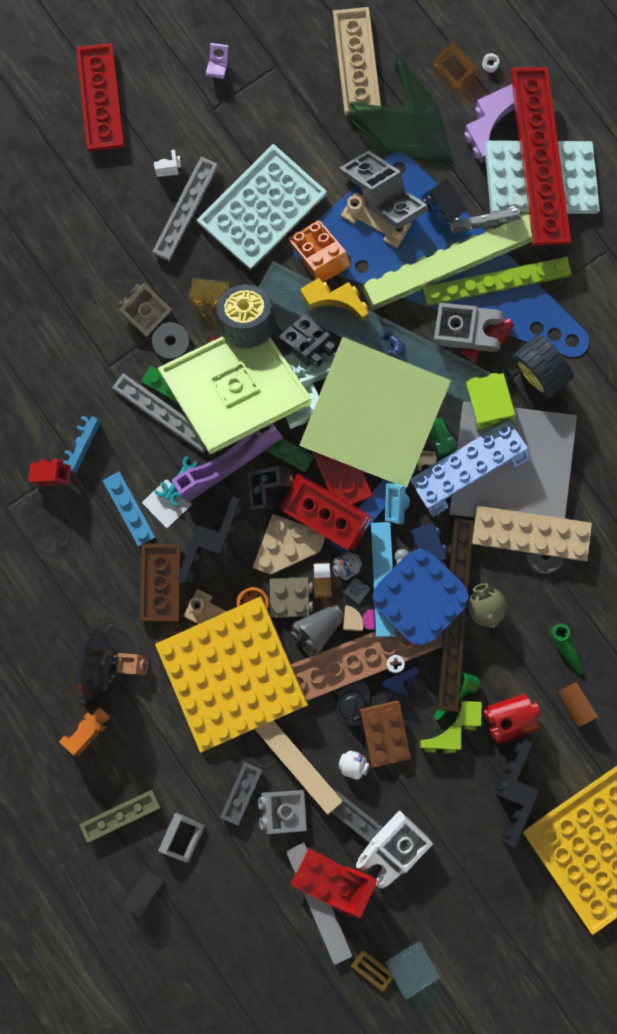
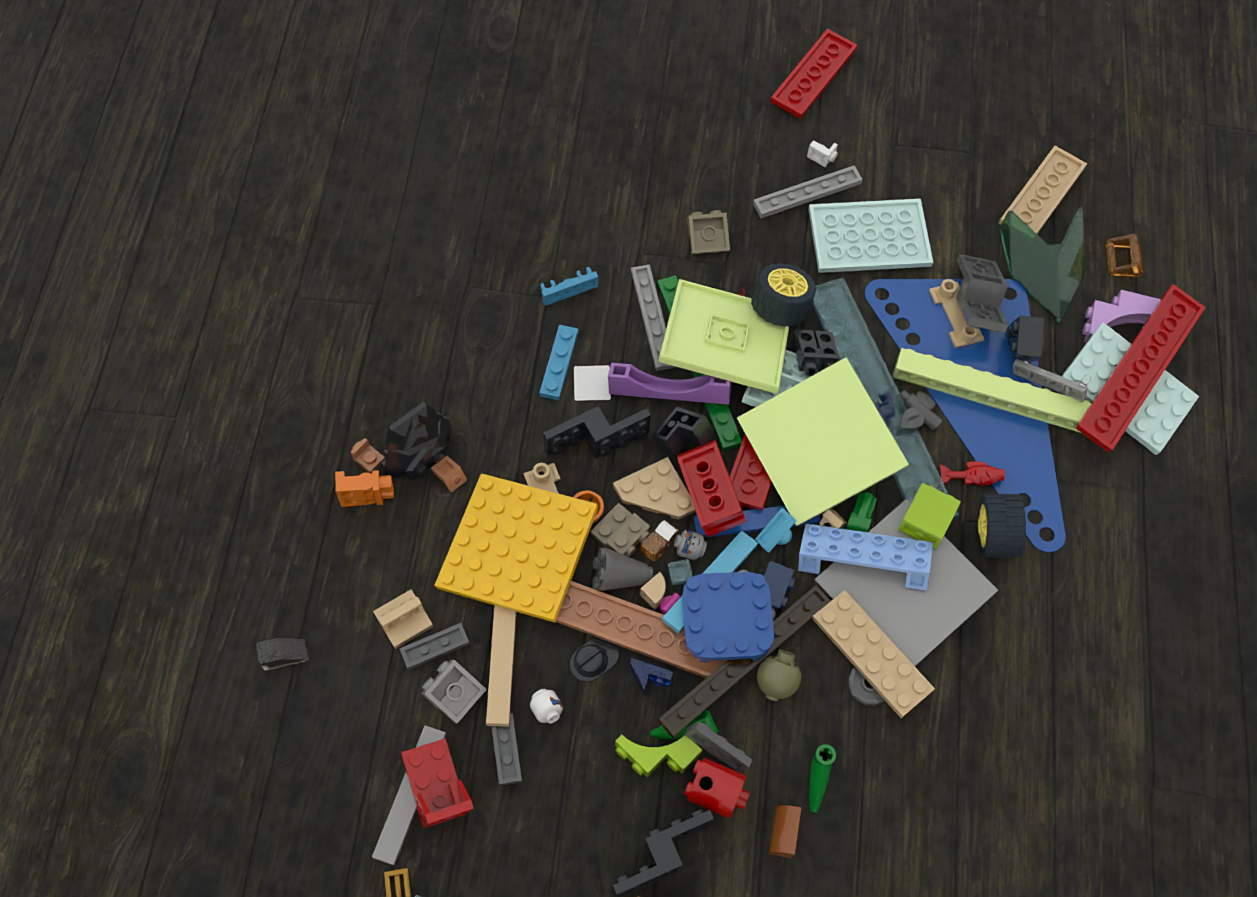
camera: 40 degrees right, 15 degrees down
(49, 472) = (524, 284): red brick -> none
(62, 704) = (366, 456): none -> nougat bracket
(119, 816) = (325, 577): olive plate -> none
(159, 583) = (524, 435): reddish brown plate -> none
(170, 330) = (708, 262): dark grey tile -> none
(171, 493) = (602, 377): teal bar -> none
(171, 832) = (351, 626): light grey tile -> none
(200, 794) = (403, 619): none -> tan bracket
(207, 291) = (766, 256): clear yellow bracket -> none
(217, 65) = (926, 117): lavender bracket -> none
(319, 251) = (887, 300): orange slope -> none
(346, 297) = (877, 343): yellow arch -> none
(385, 733) = (596, 704): dark orange plate -> none
(391, 853) = (506, 807): white brick -> none
(399, 659) = (658, 661): white bush -> none
(414, 323) = (918, 411): none -> dark grey plant
(471, 327) = (960, 445): light grey brick -> none
(487, 68) = (1160, 271): white bush -> none
(489, 690) = (718, 746): none -> dark grey plate
(496, 281) = (1020, 437): lime plate -> none

